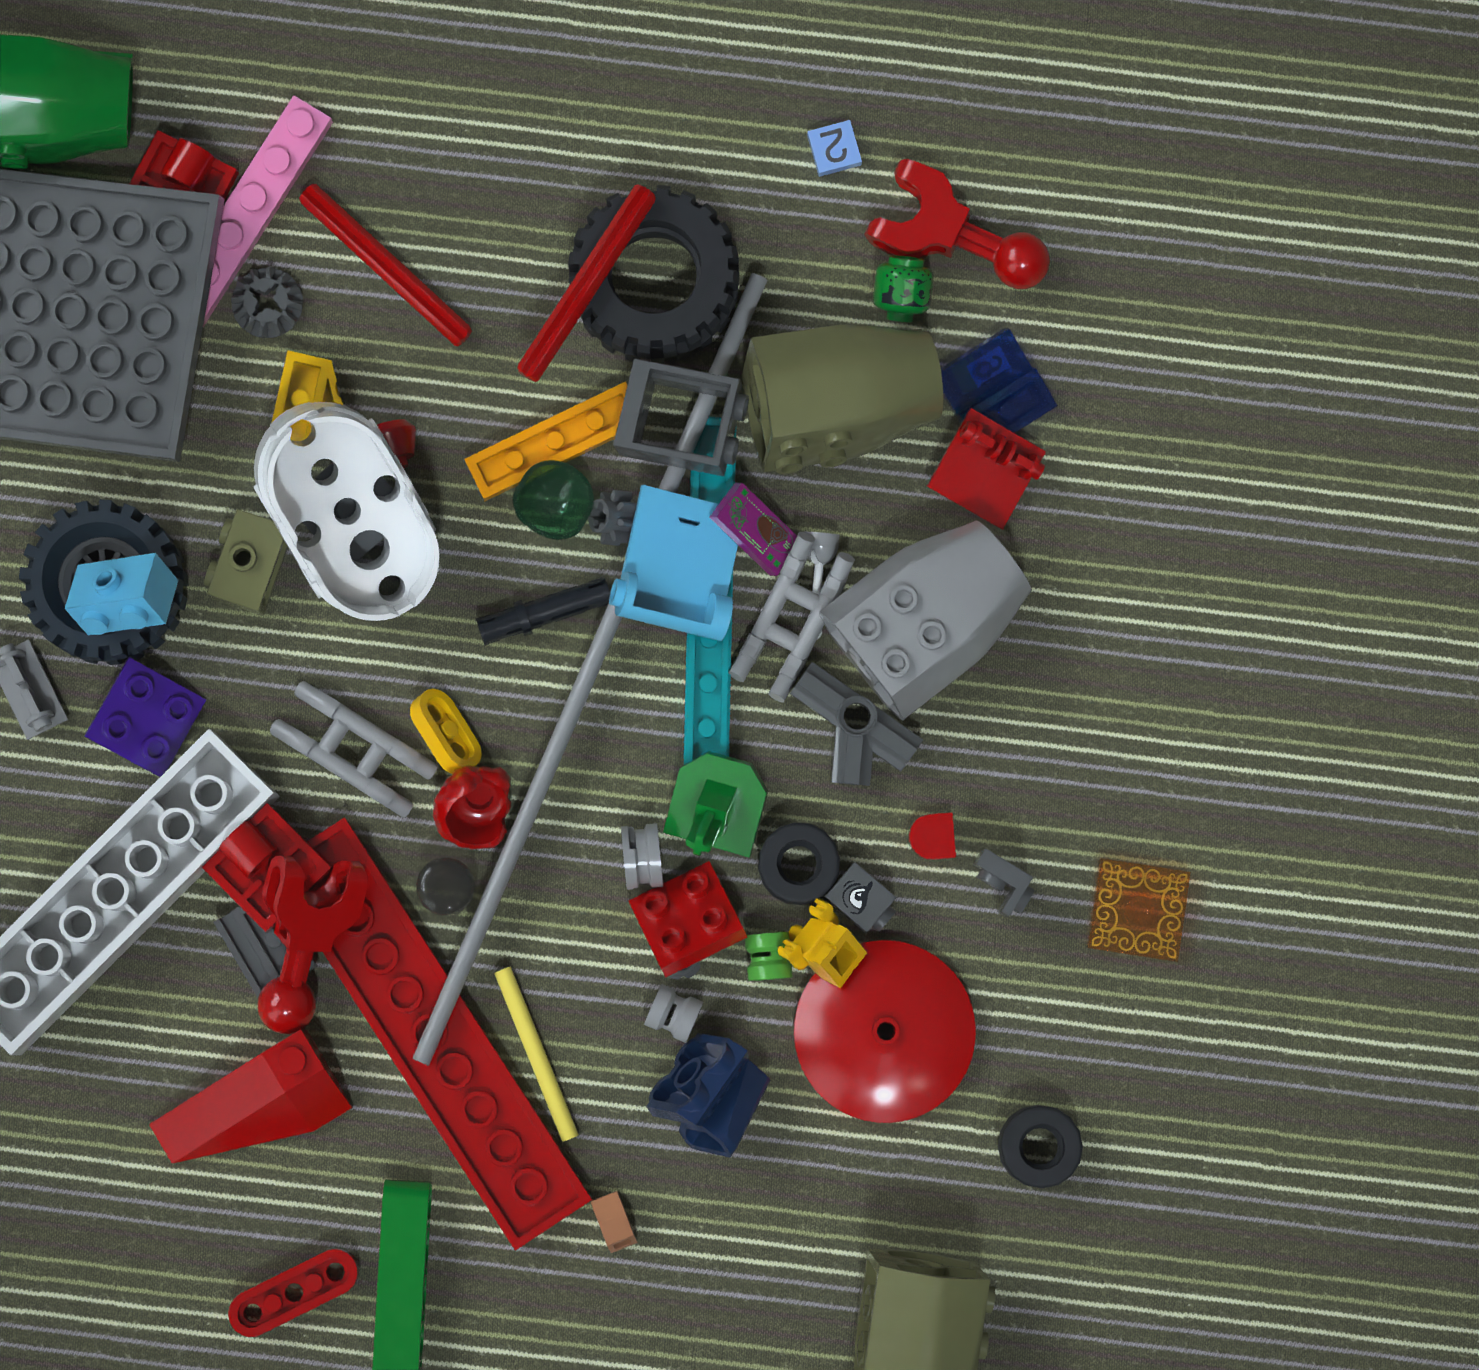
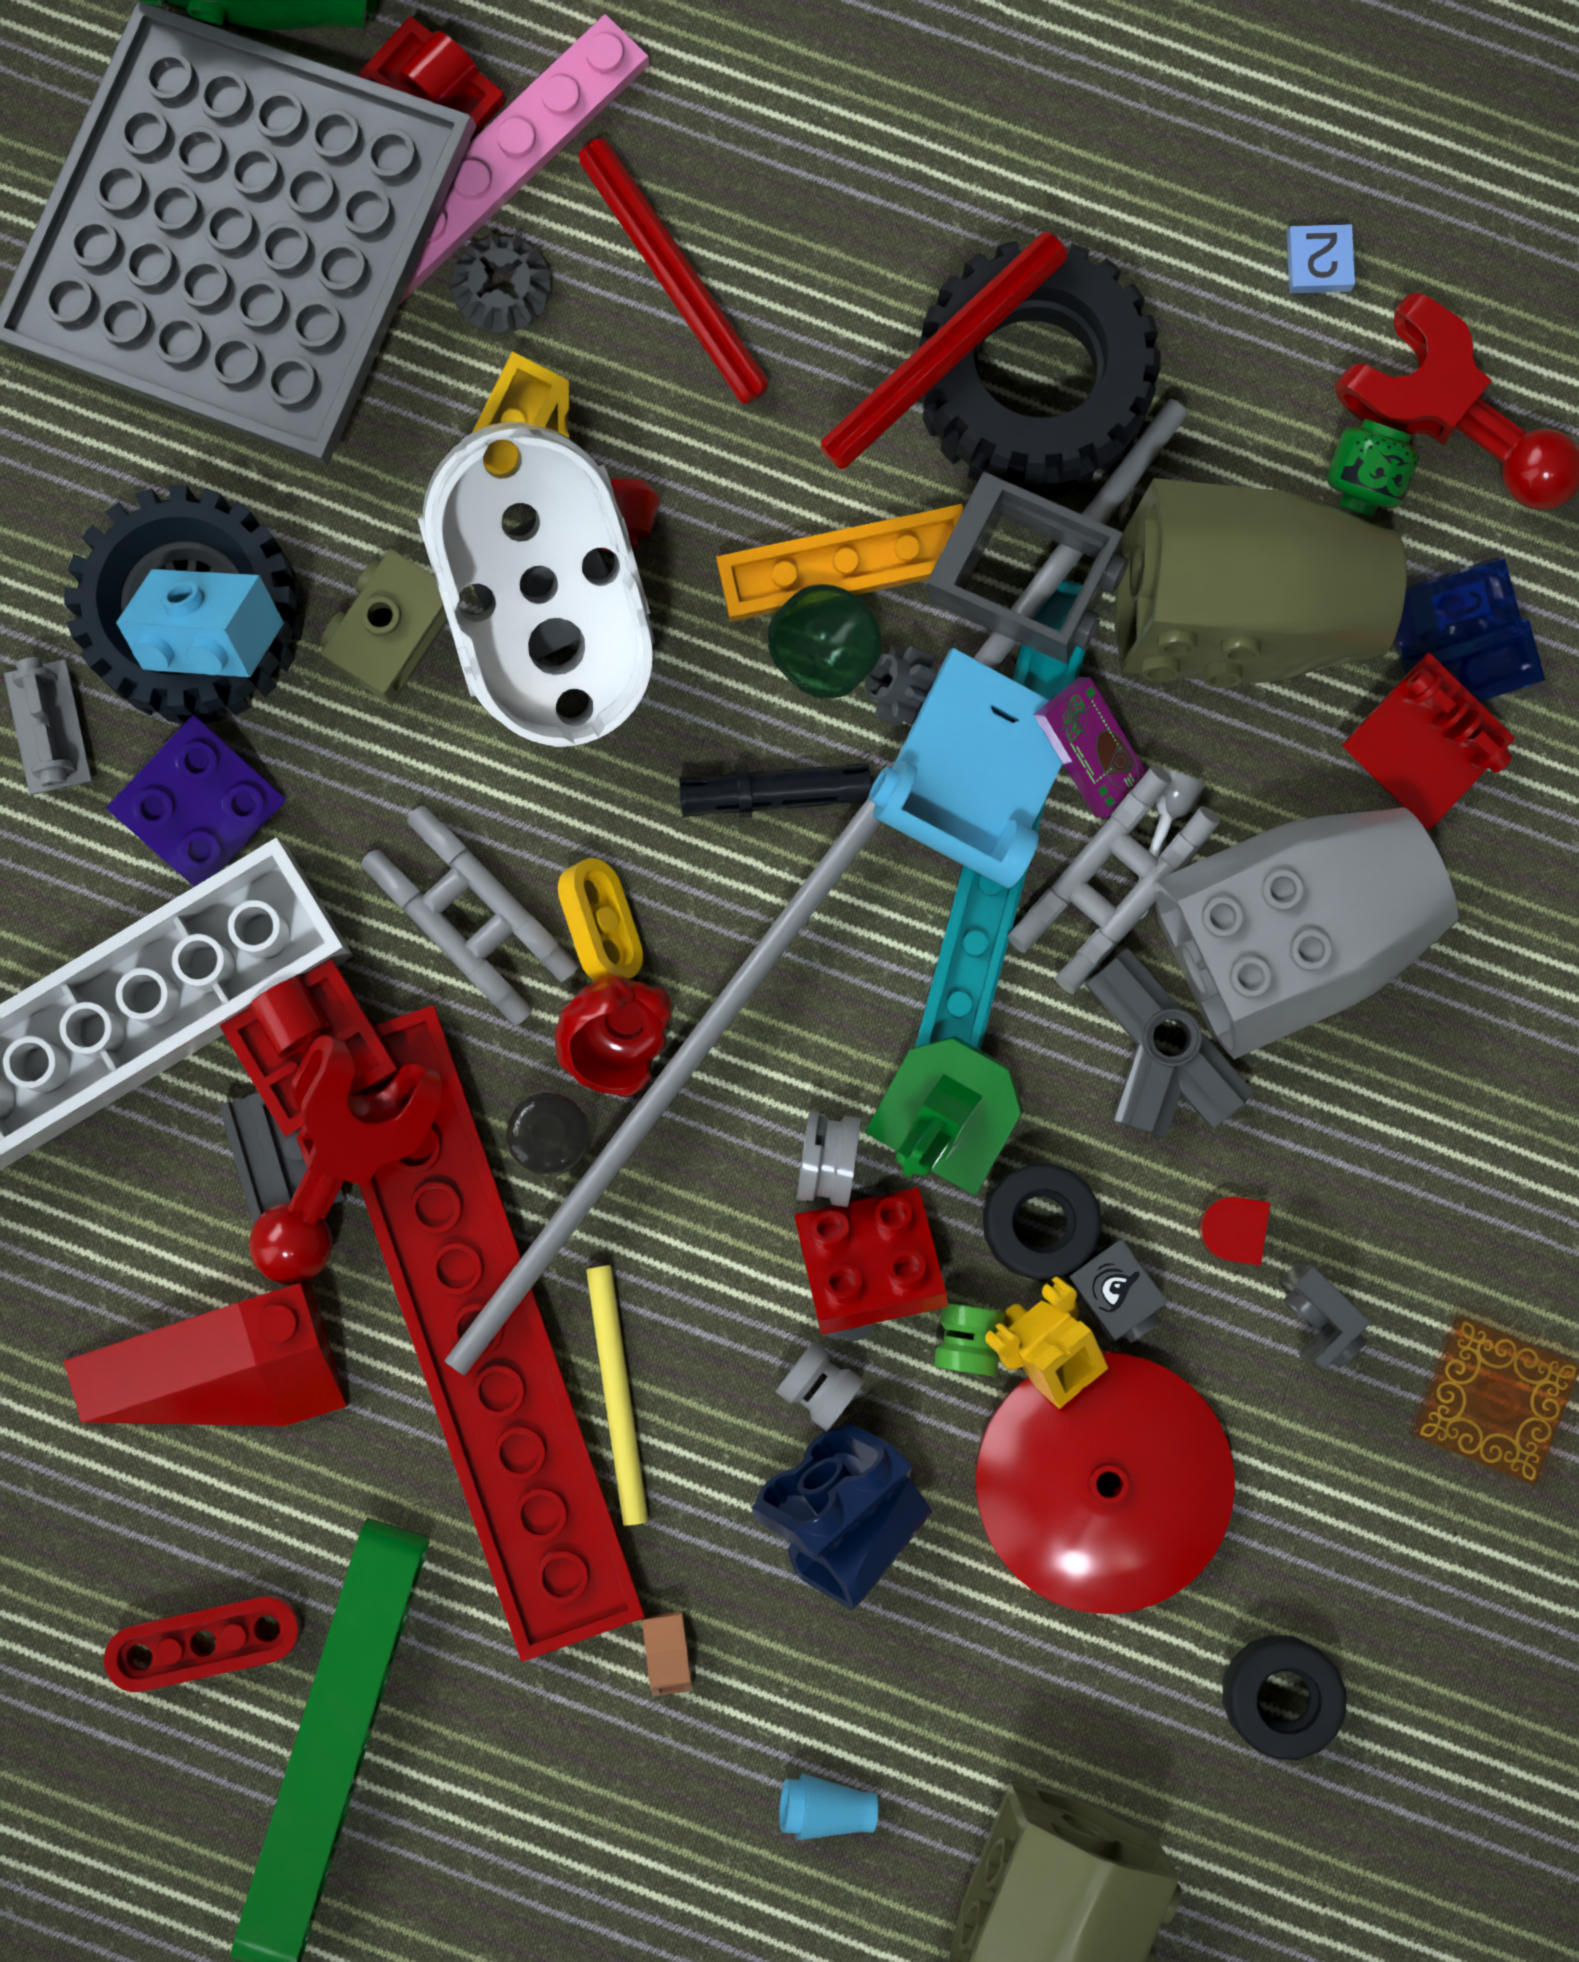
camera: 15 degrees right, 0 degrees up
(746, 1299) = (824, 1808): none -> medium azure cone

